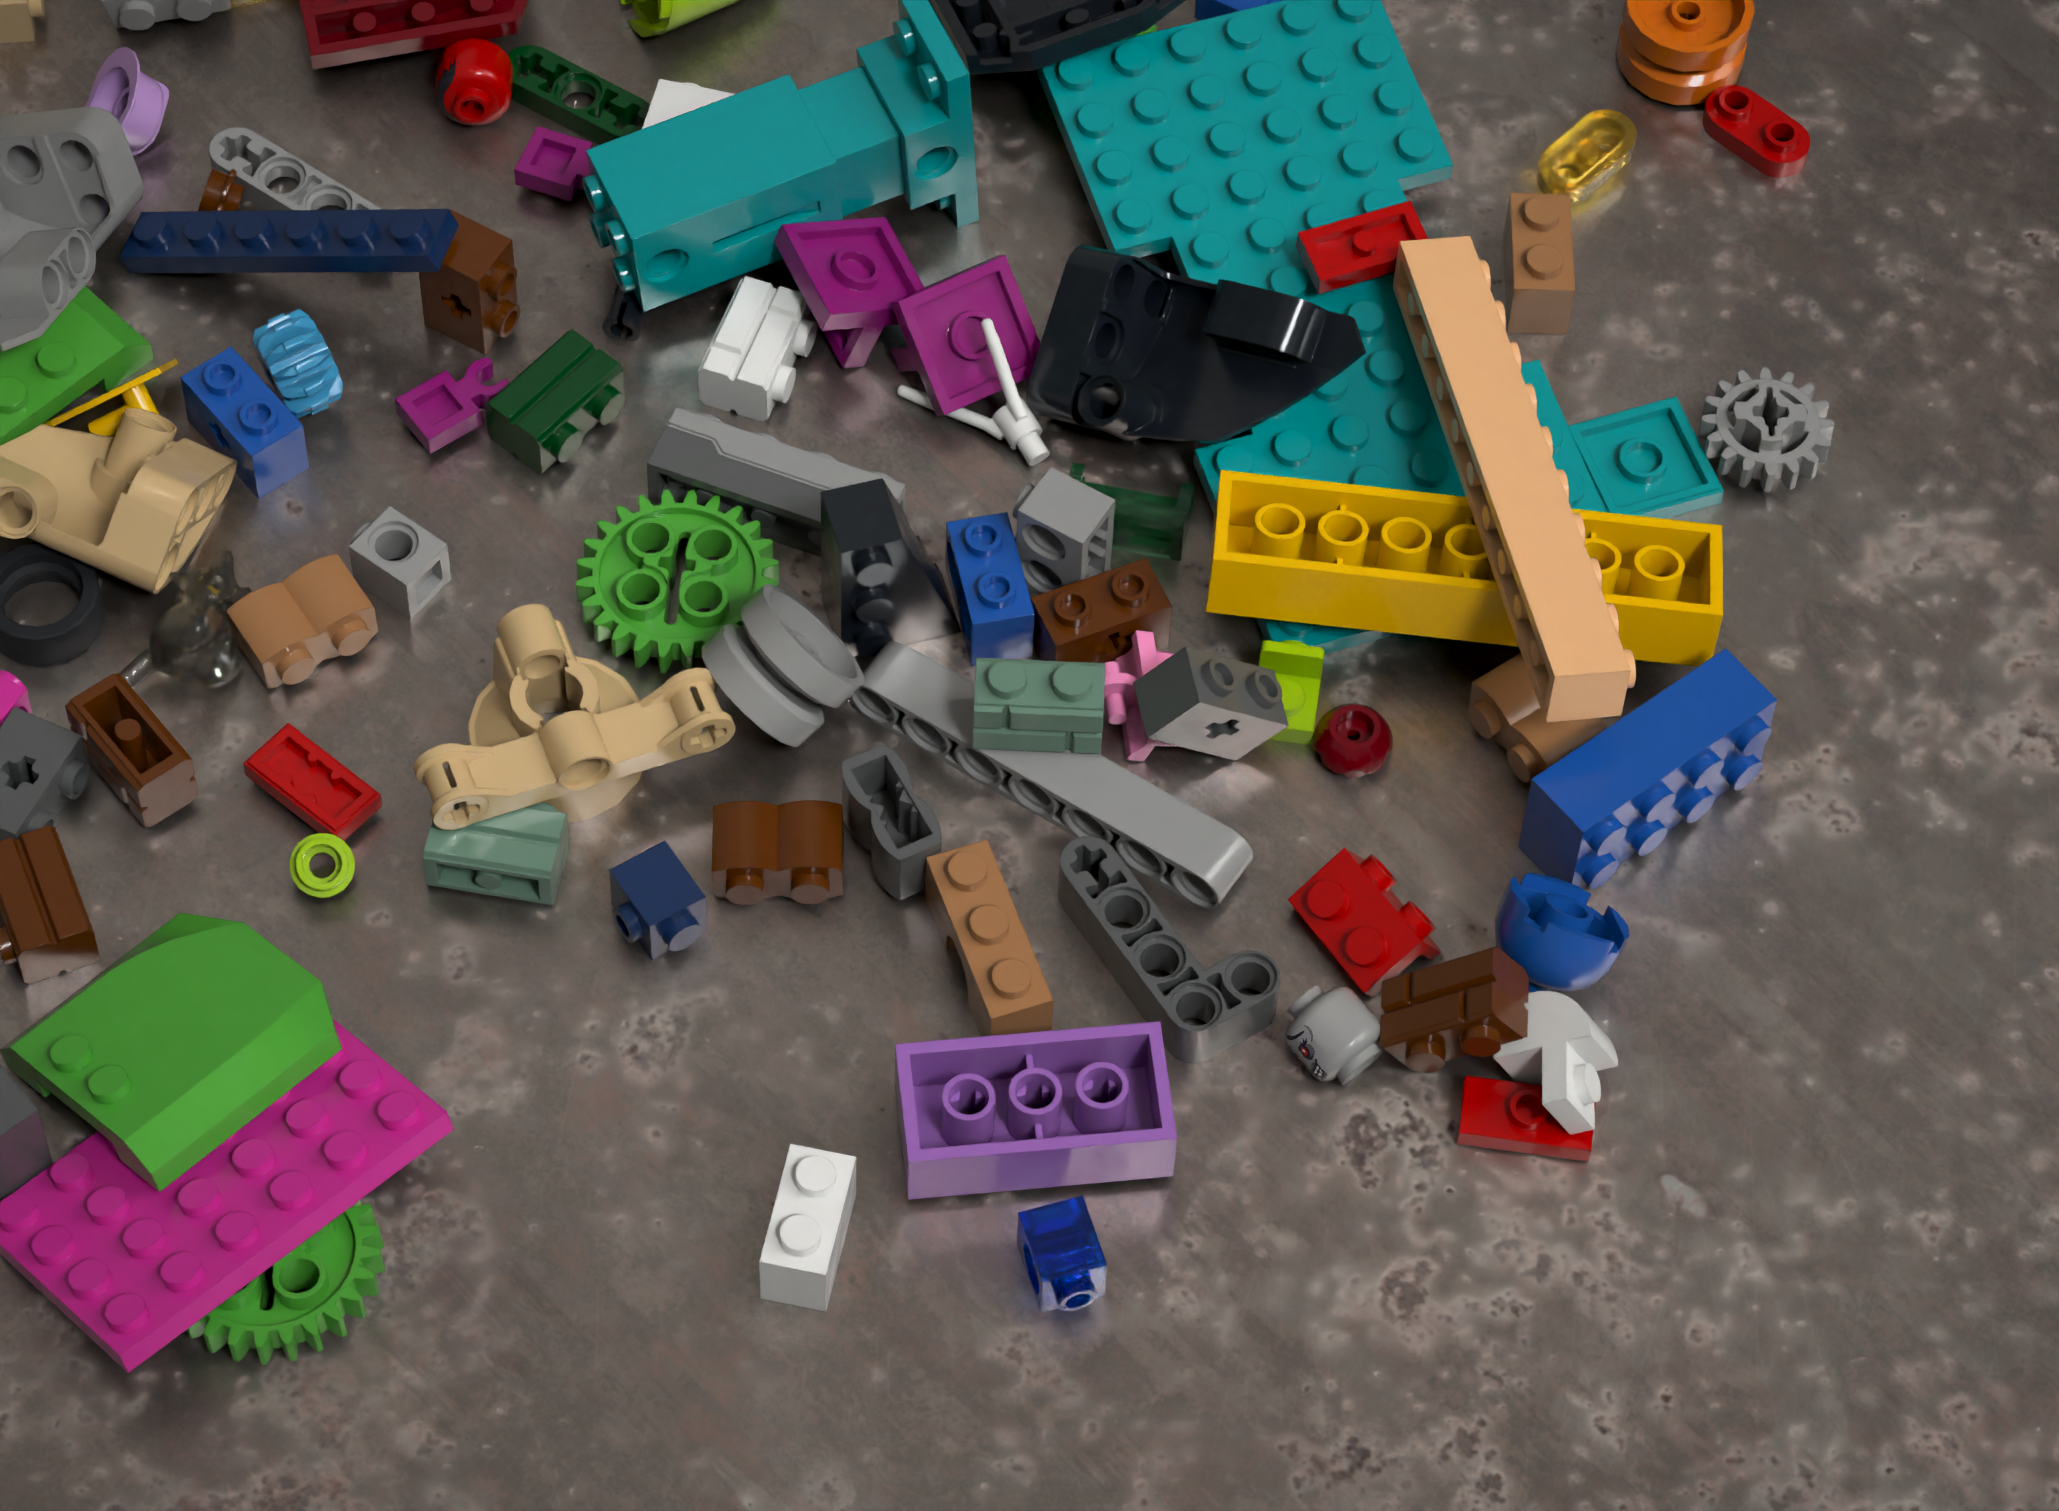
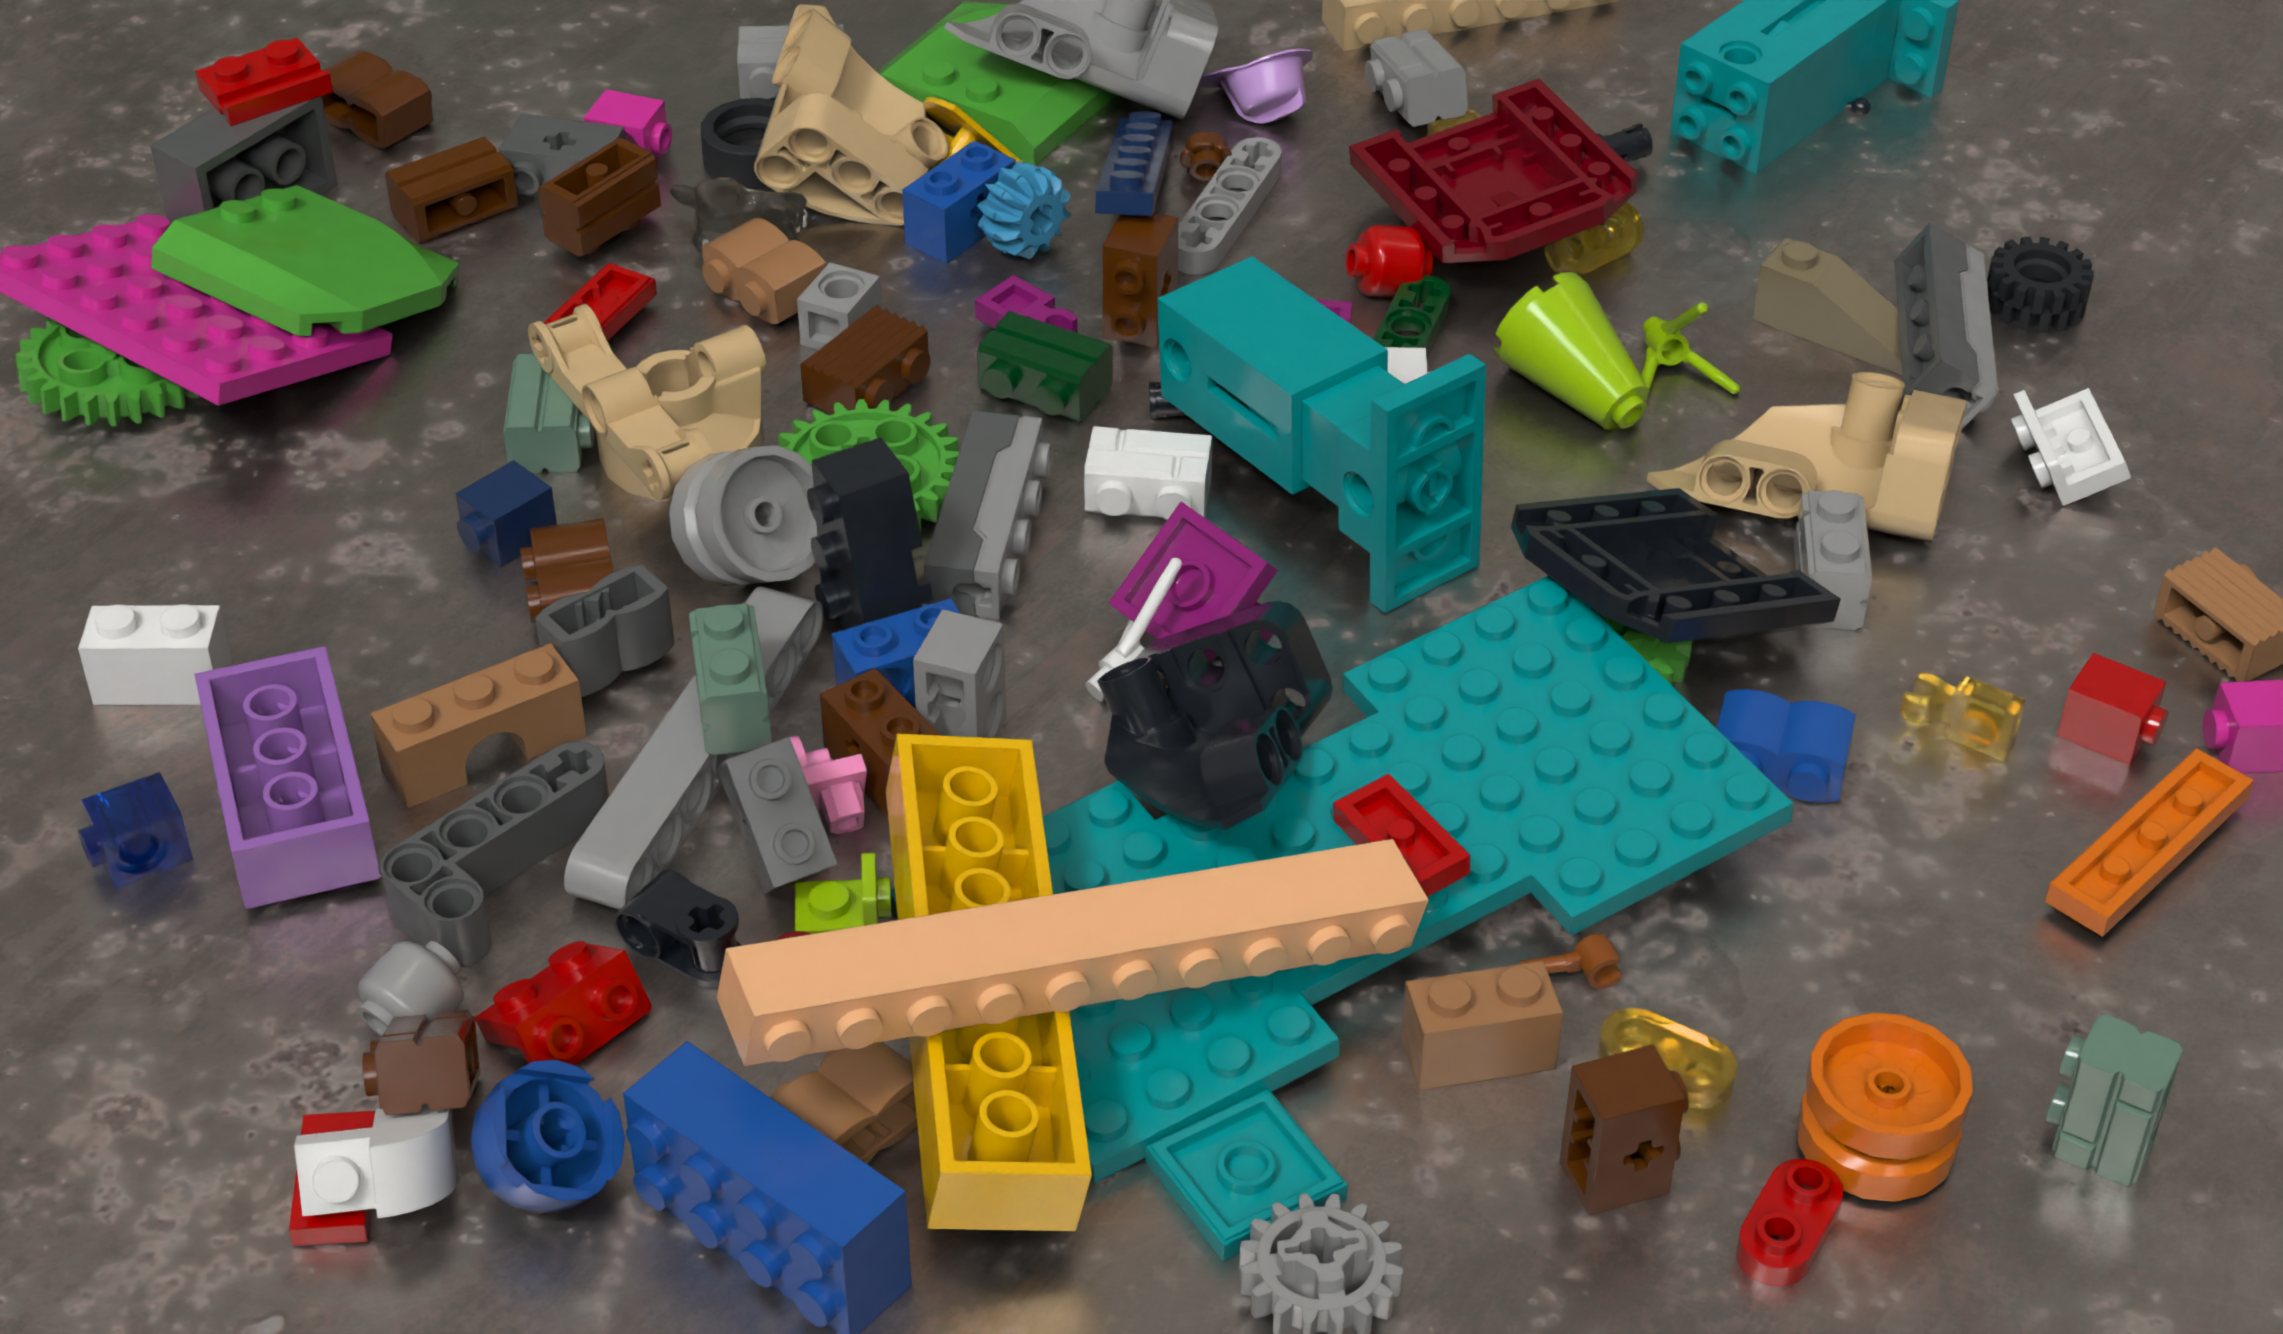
camera: 80 degrees right, 15 degrees down
(317, 845) = (511, 323): lime plate -> none
(505, 551) = (867, 362): none -> reddish brown brick
(849, 279) = (1238, 487): magenta bracket -> none
(1147, 521) = (1052, 738): clear green hinge -> none
(1295, 811) = (680, 927): none -> black piece
(1466, 176) = (1593, 956): none -> dark orange hand
(1689, 193) = (1622, 1128): none -> reddish brown brick

